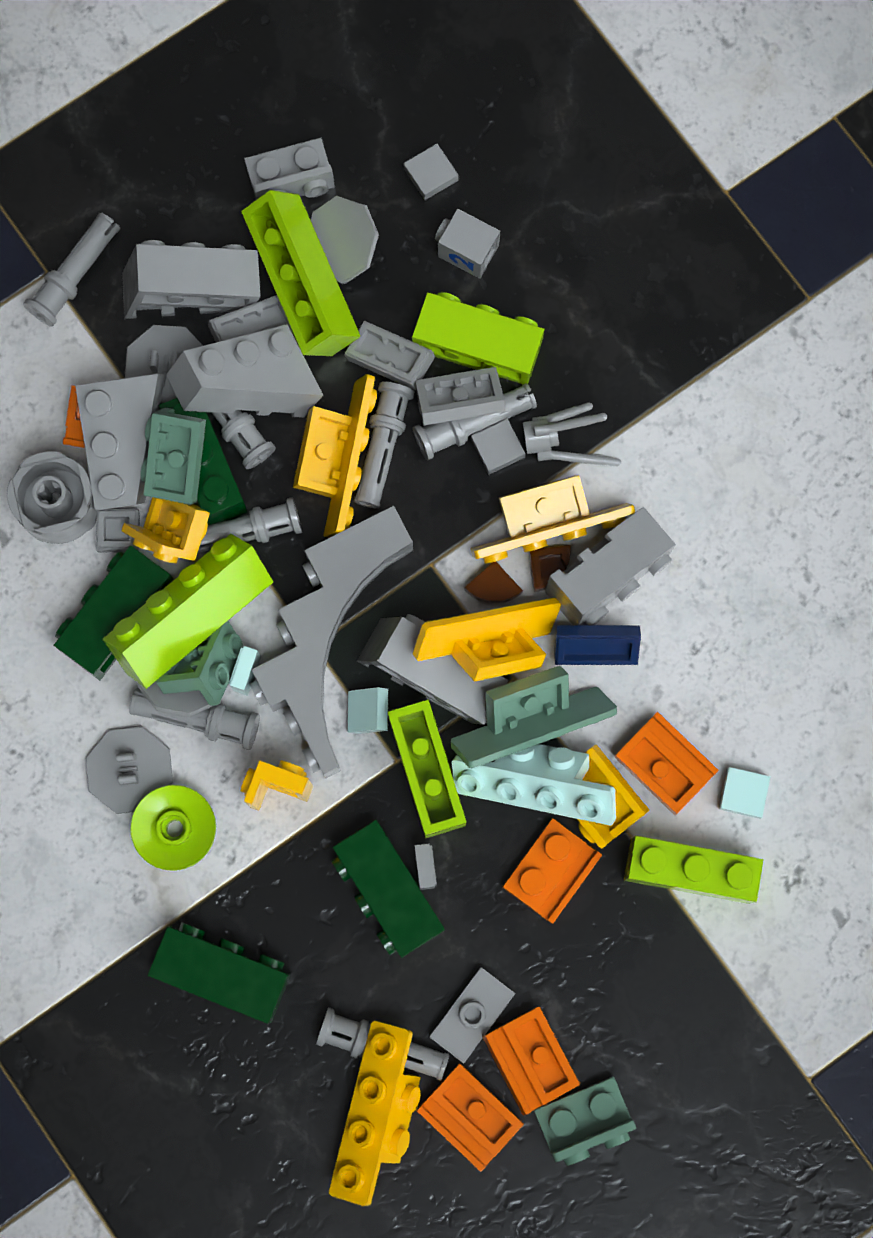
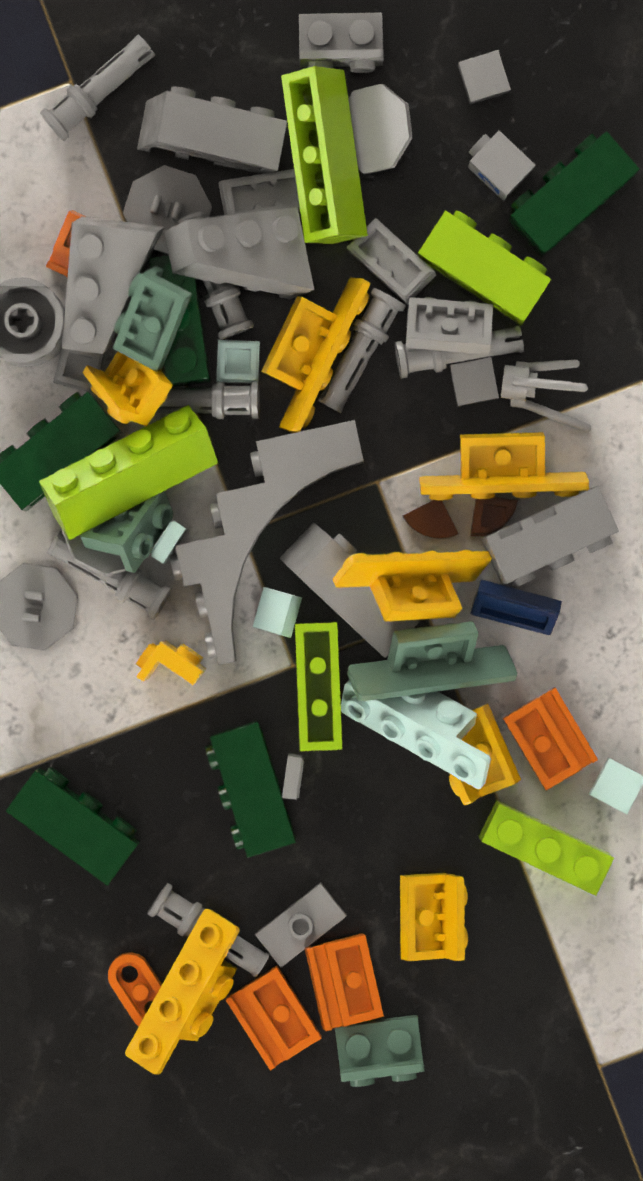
camera: 15 degrees right, 10 degrees up
(151, 825) = (41, 680): lime dish -> none
(268, 485) = (238, 361): none -> light aqua tile
(327, 1128) = (135, 992): none -> orange plate
(541, 251) = (572, 192): none -> dark green brick
(552, 871) = (412, 811): orange plate -> none
(601, 970) = (432, 917): none -> yellow bracket

